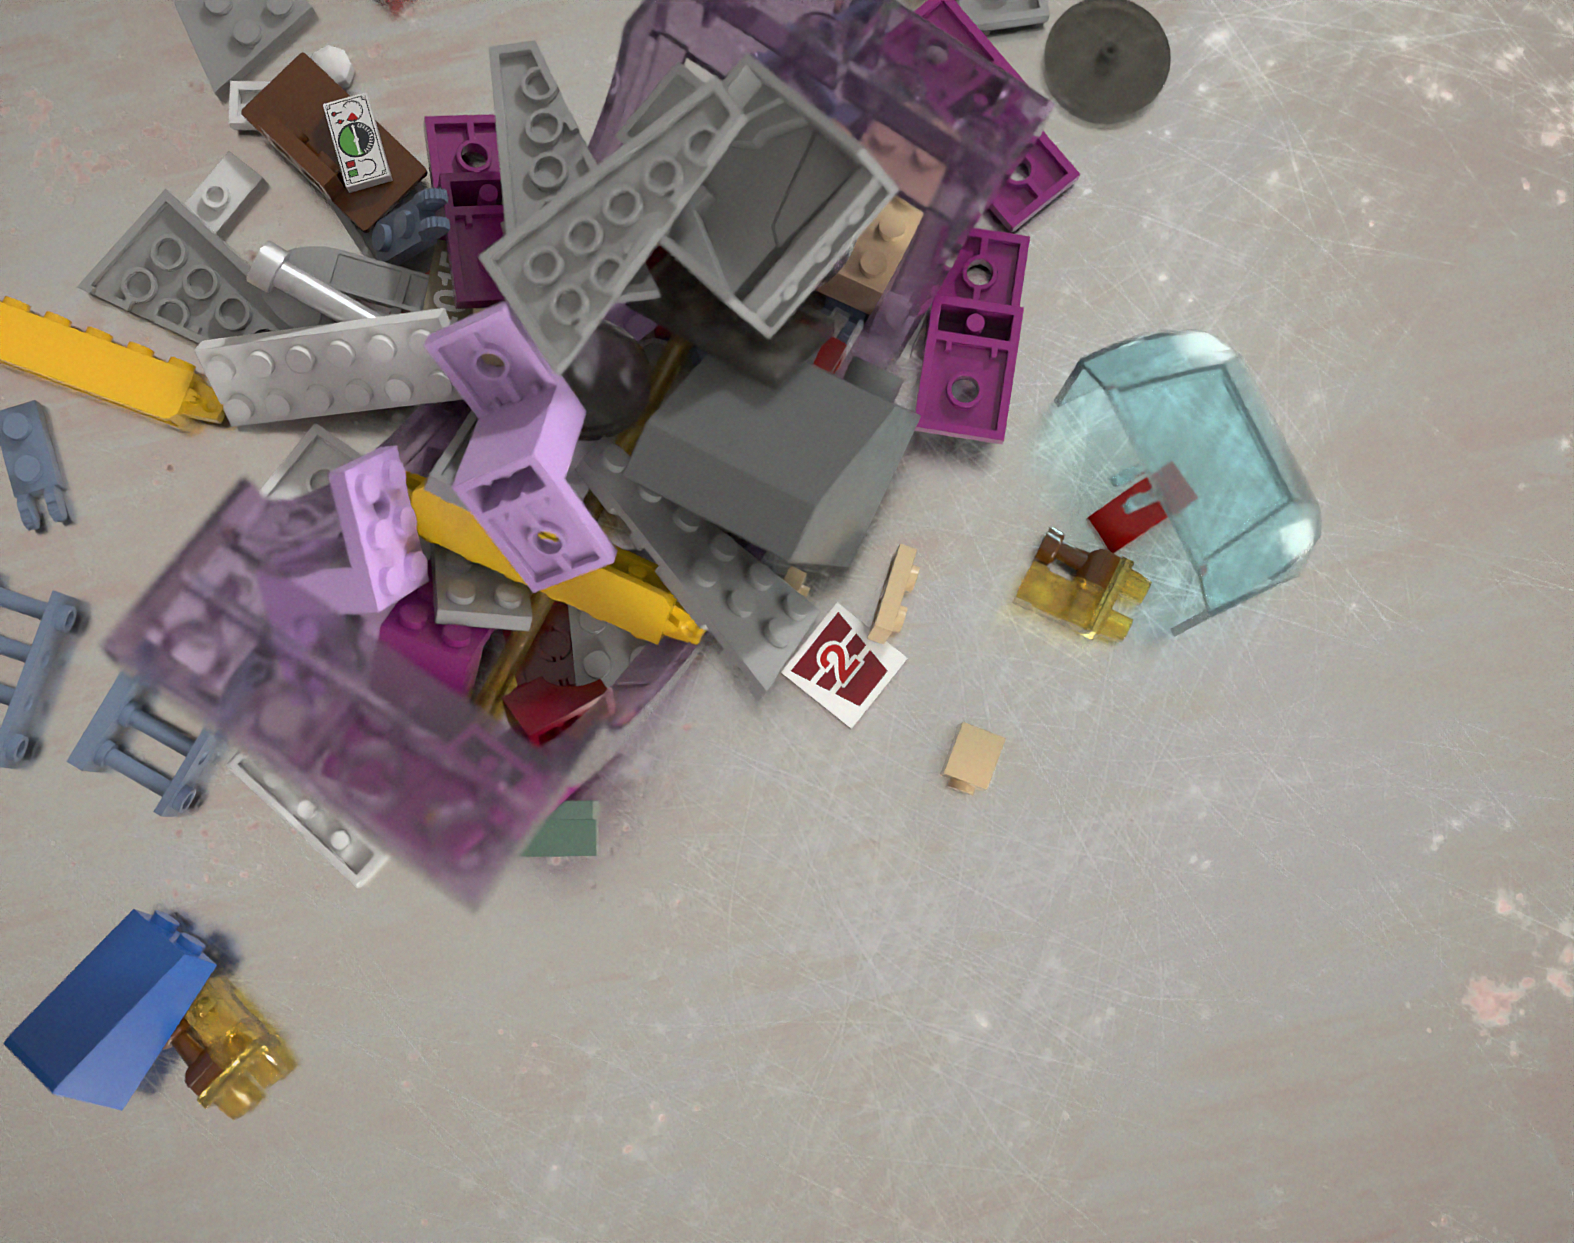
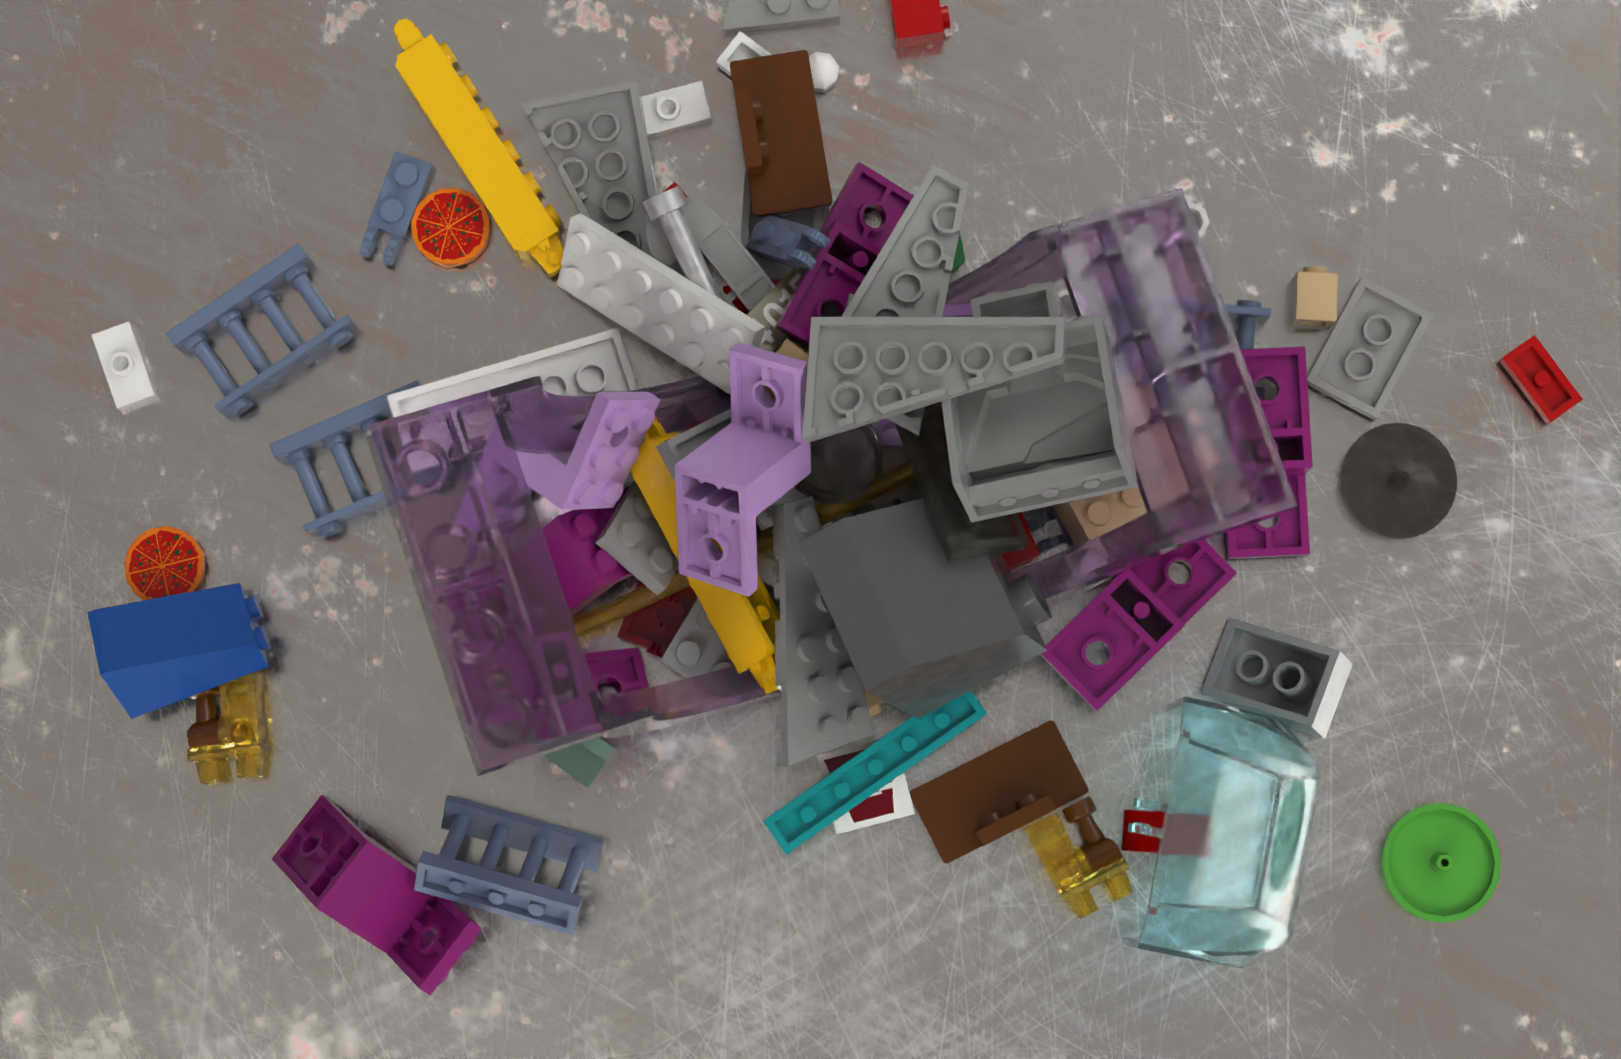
camera: 45 degrees right, 0 degrees up
(50, 942) = (164, 563): none -> red tile
(95, 445) = (451, 227): none -> tile
(333, 840) = (412, 636): white tile -> none
(357, 142) = (796, 147): tile -> none
(474, 1099) = (375, 895): none -> magenta bracket
(545, 711) = (628, 664): dark red arch -> none
(586, 1010) = (501, 892): none -> sand blue fence
(840, 649) = (871, 771): none -> teal plate
(899, 578) = (925, 772): tan plate -> none
(967, 583) = (998, 792): none -> reddish brown bracket
(972, 758) = (905, 921): tan brick -> none
(1132, 296) = (1278, 676): none -> light grey slope
(1392, 360) = (1440, 862): none -> bright green piece

